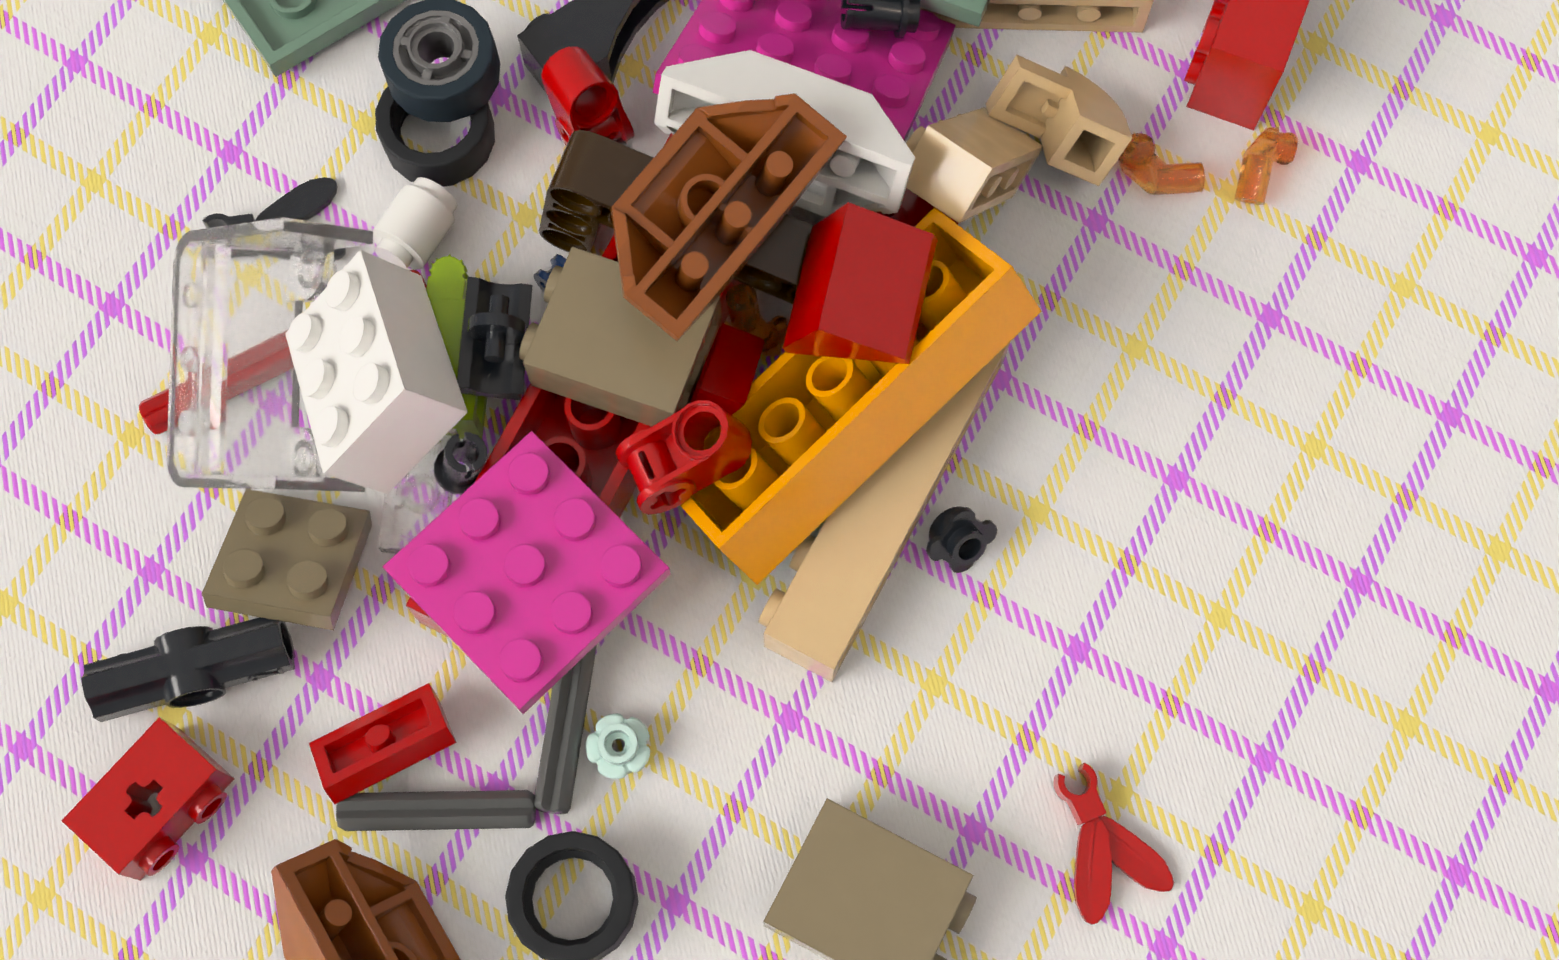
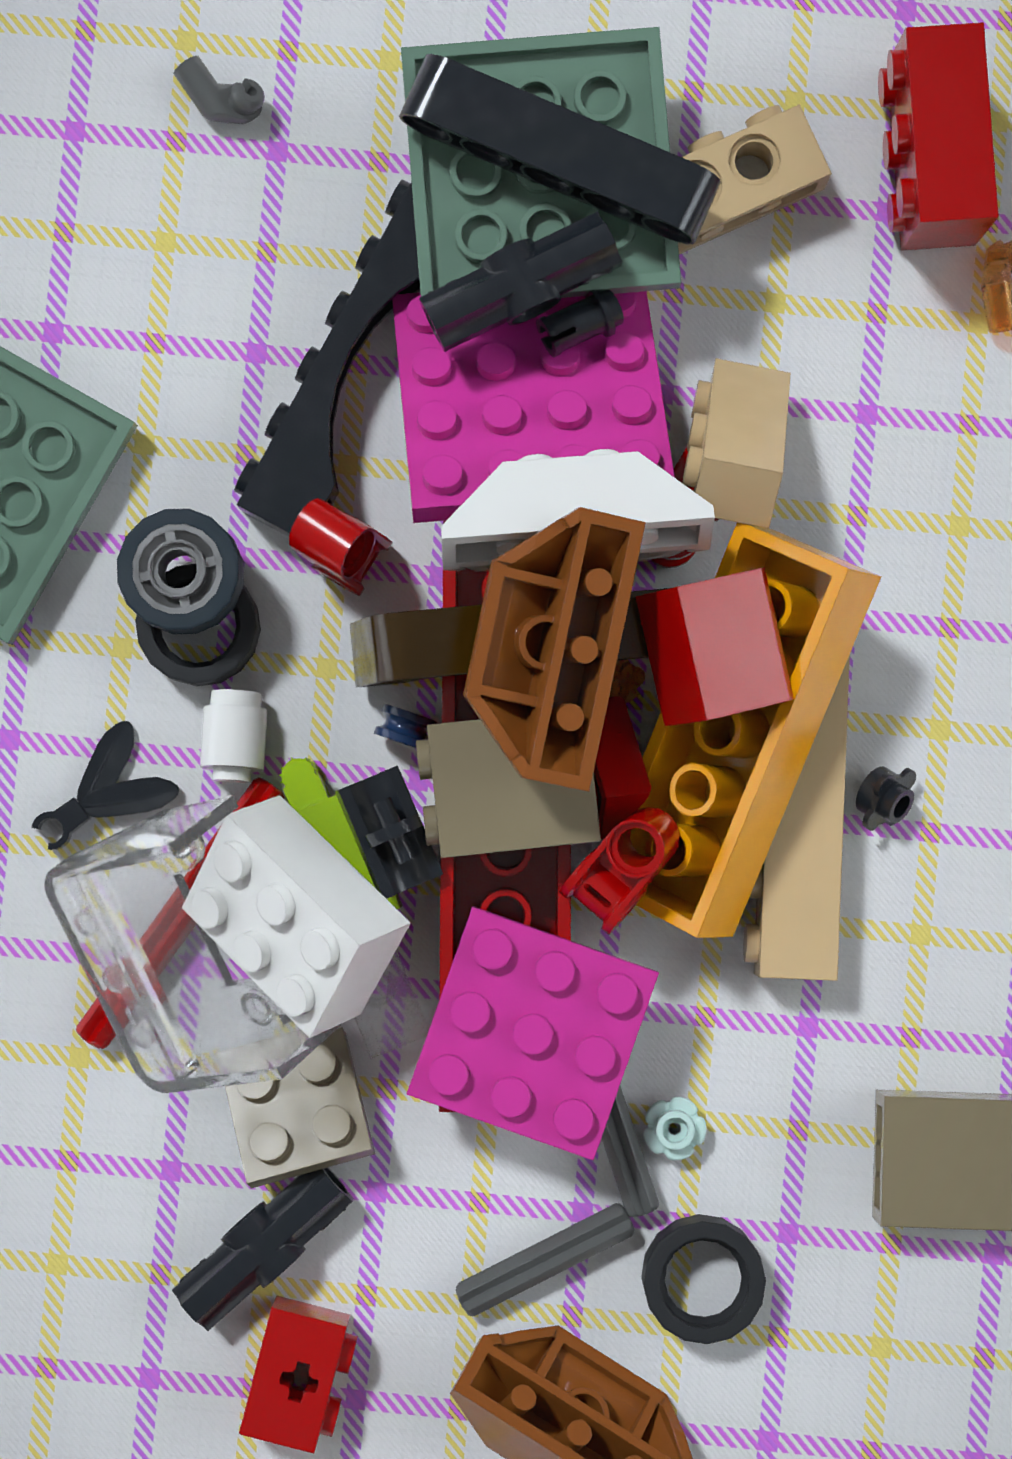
camera: 25 degrees left, 15 degrees up
(381, 743) = (469, 1228): red plate -> none
(453, 475) = (429, 952): black pin -> none
(1070, 114) = (807, 331): tan brick -> none
(1156, 176) = (902, 343): clear orange arm -> none

